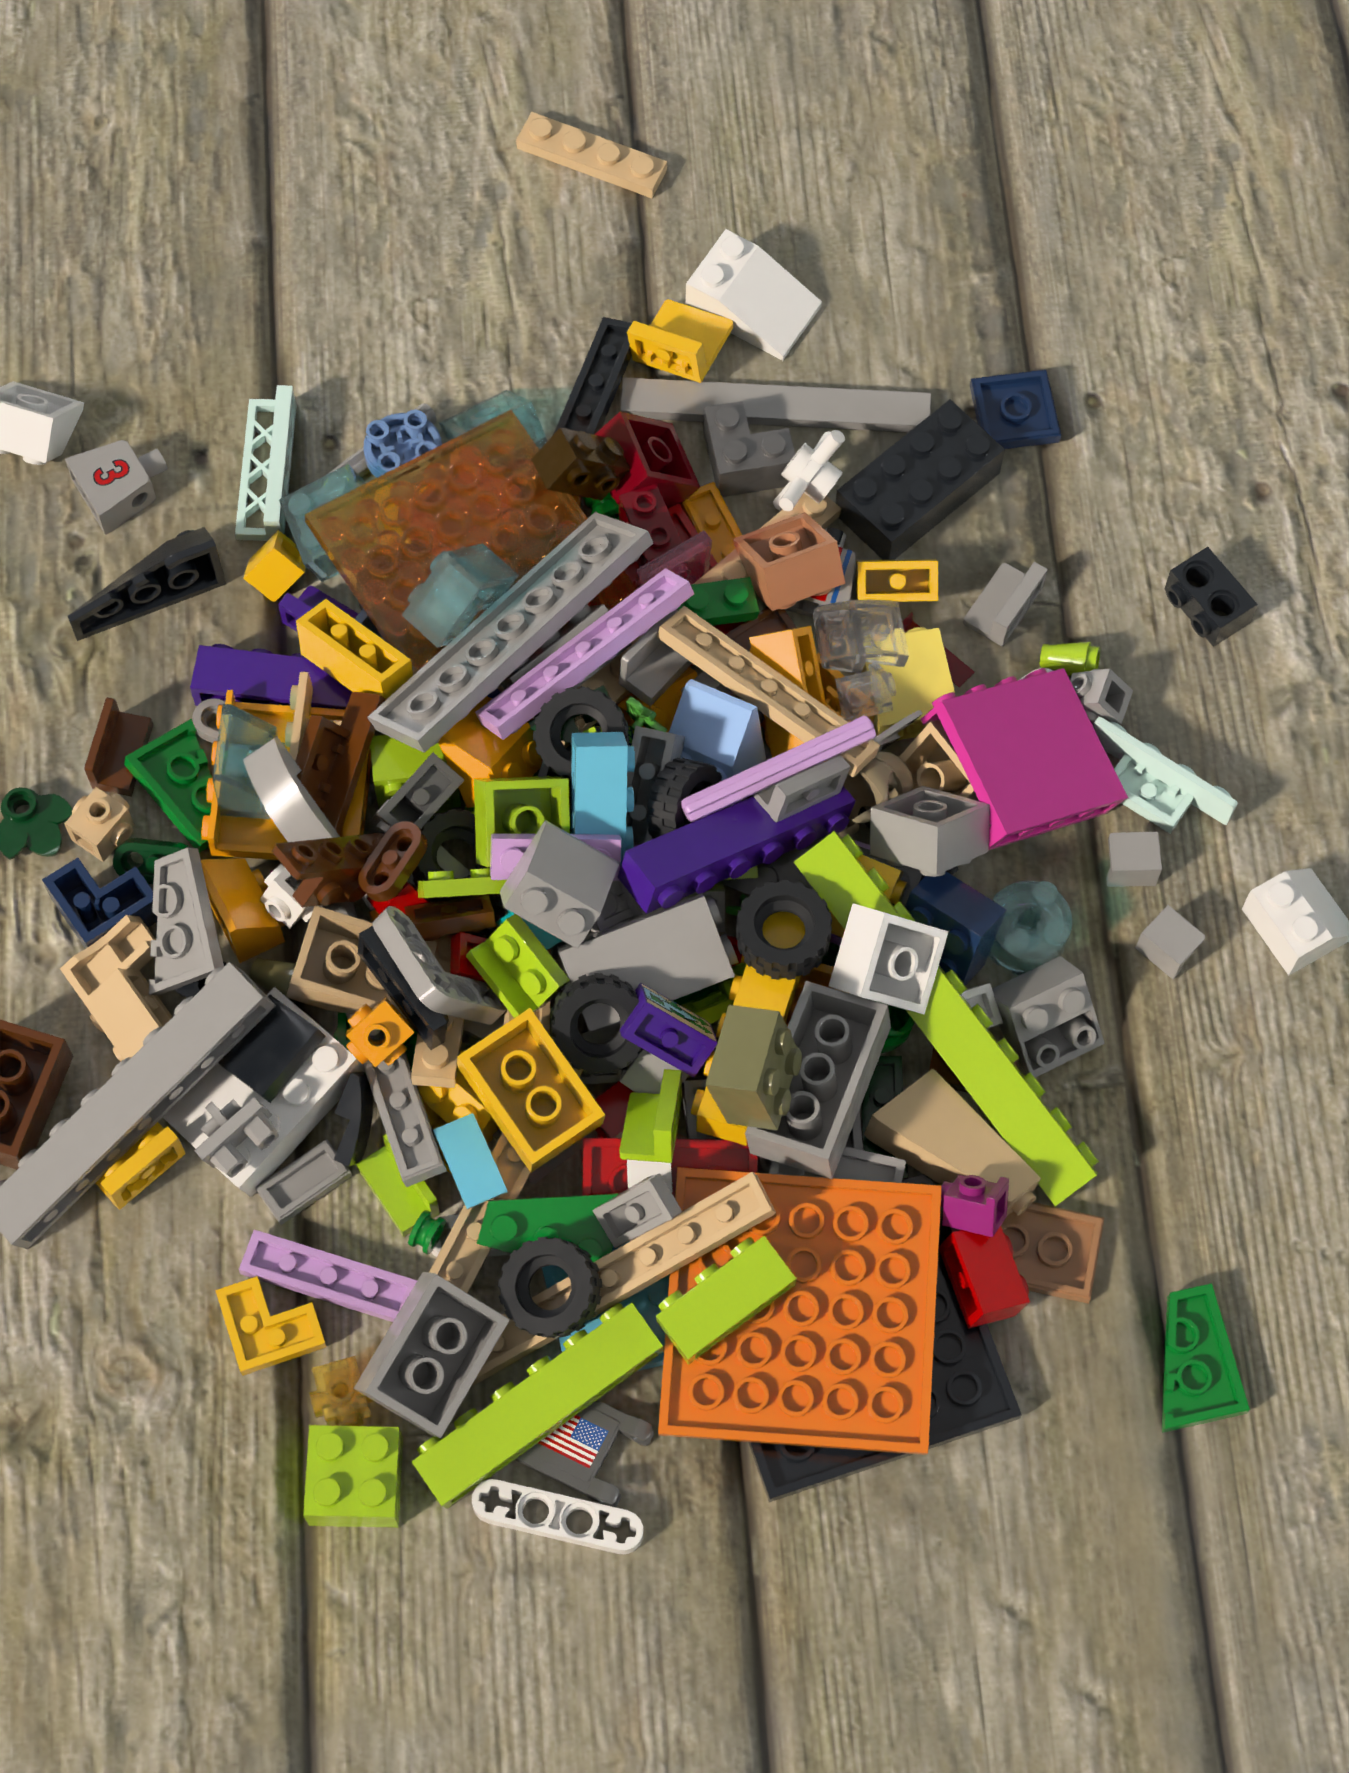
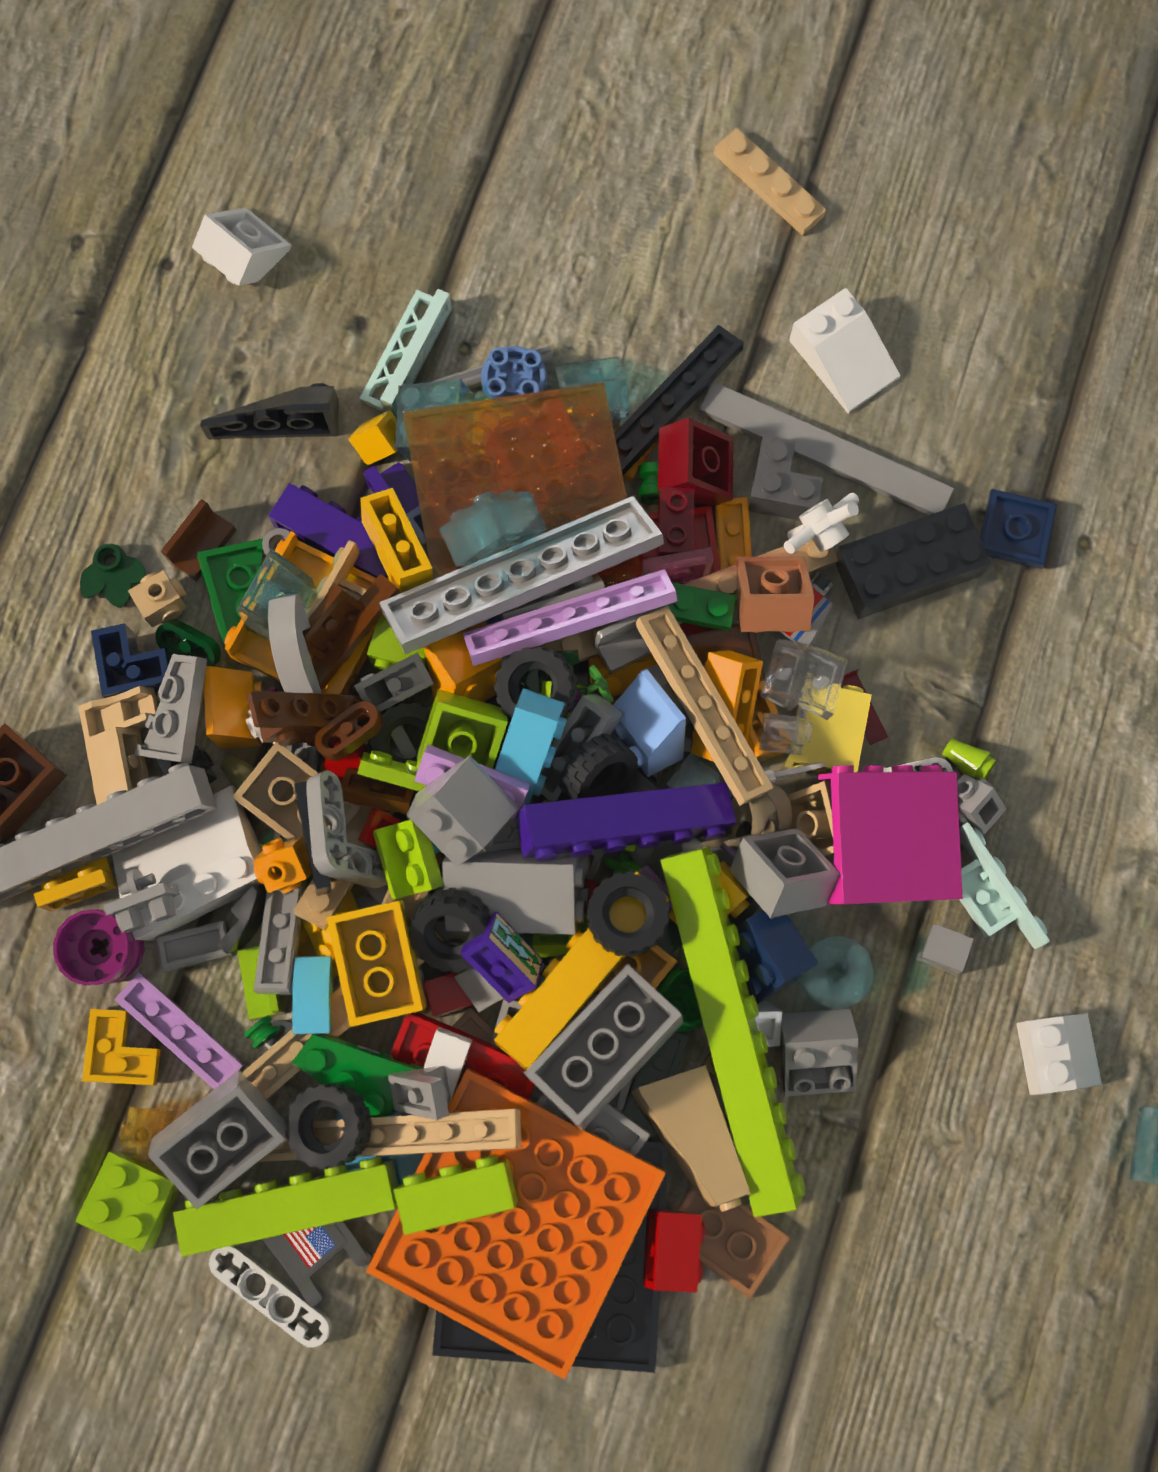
camera: 25 degrees right, 10 degrees up
(115, 481) = (285, 321): light grey torso -> none
(194, 1191) = (79, 946): none -> magenta wheel
(272, 1051) = (202, 842): black tile -> none
(581, 464) = (638, 450): dark brown brick -> none
(653, 1121) = (461, 1026): lime panel -> none
(679, 340) = (771, 367): yellow bracket -> none
(753, 1067) = (547, 1030): olive brick -> none
(778, 768) = (680, 779): lavender axle -> none
(804, 789) = (692, 794): light grey panel -> none
(888, 959) = (700, 973): white slope -> none
(897, 580) = (856, 640): yellow brick -> none
(975, 1204) = (686, 1196): magenta brick -> none
(1005, 601) = (937, 688): light grey panel -> none
(1169, 941) = (945, 1032): light grey panel -> none
(1199, 1363) = (814, 1389): green wing -> none
(1218, 592) = (1116, 750): black brick -> none

